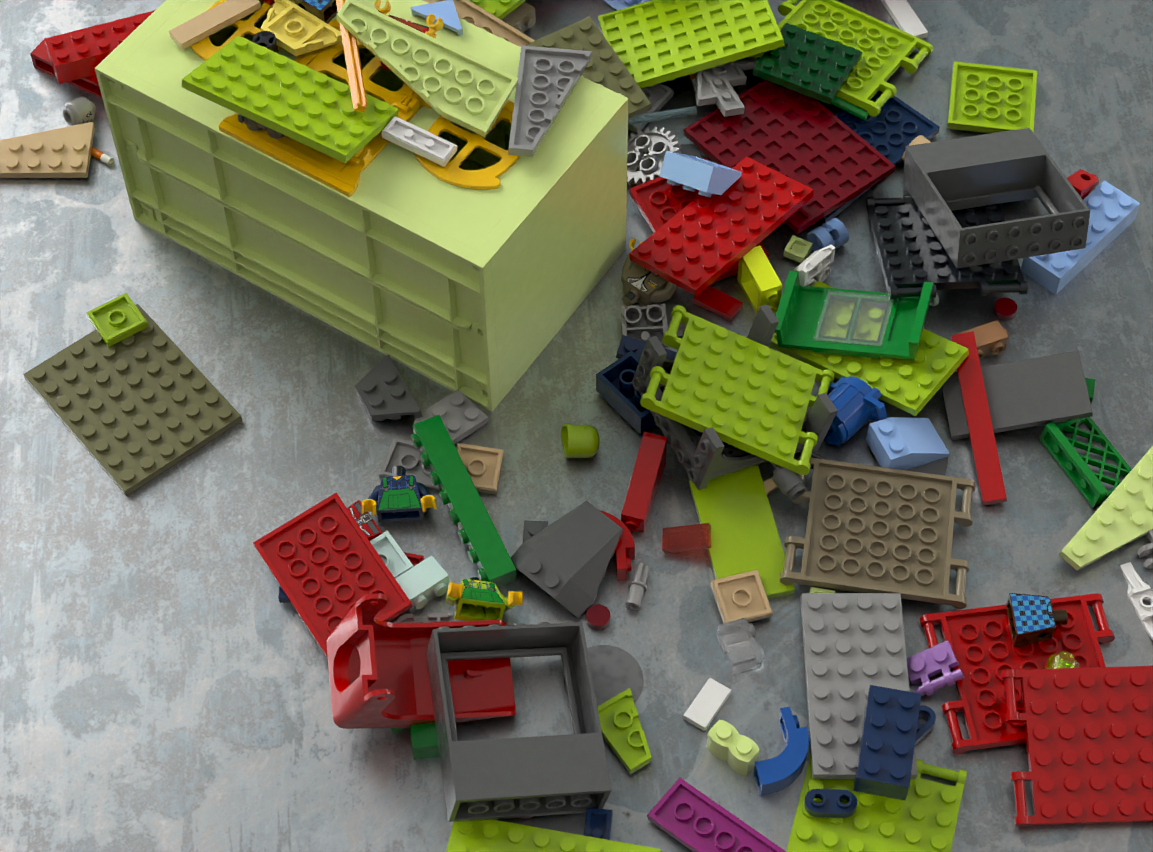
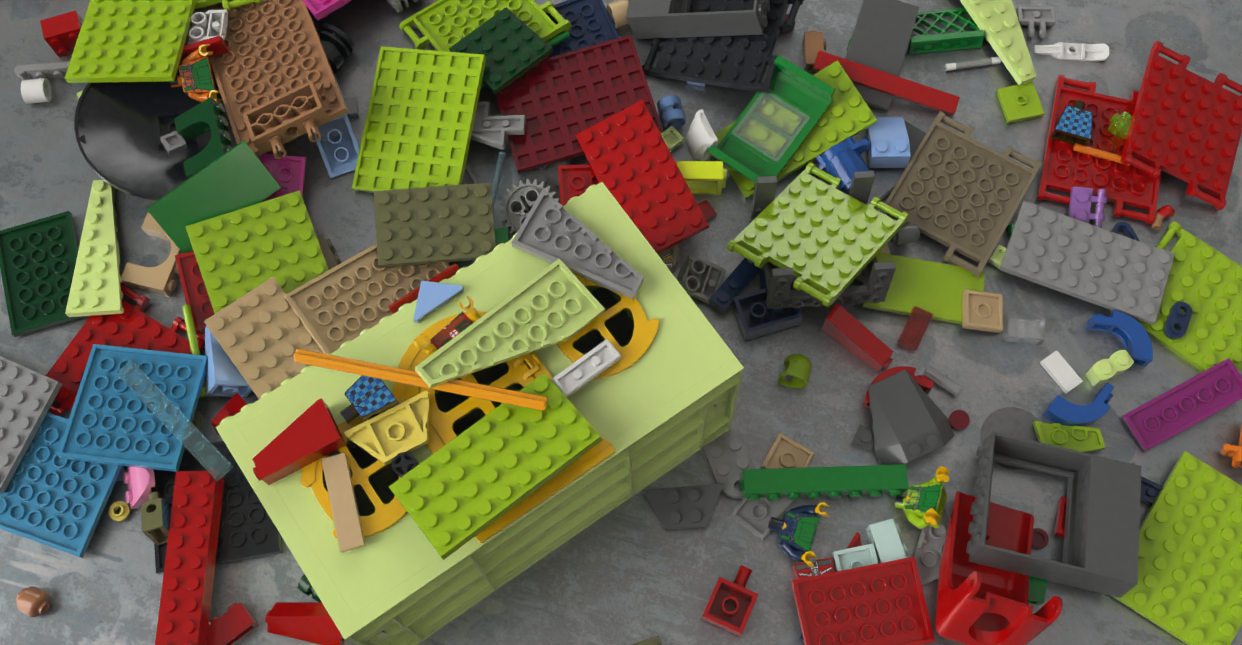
camera: 65 degrees left, 15 degrees up
(295, 460) = (731, 603): none -> red brick
(490, 730) = (1040, 539): none -> dark red tile
(662, 739) = (1069, 414): none -> blue arch
(697, 174) = (583, 172): light blue slope -> none
(887, 742) = (1156, 260): dark blue brick -> none
(969, 756) = (1163, 212): none -> arm
(1012, 659) = (1097, 153): none -> orange bar
(1040, 567) = (1020, 102): none -> lime plate
(1062, 502) = (972, 63): none -> light grey bar

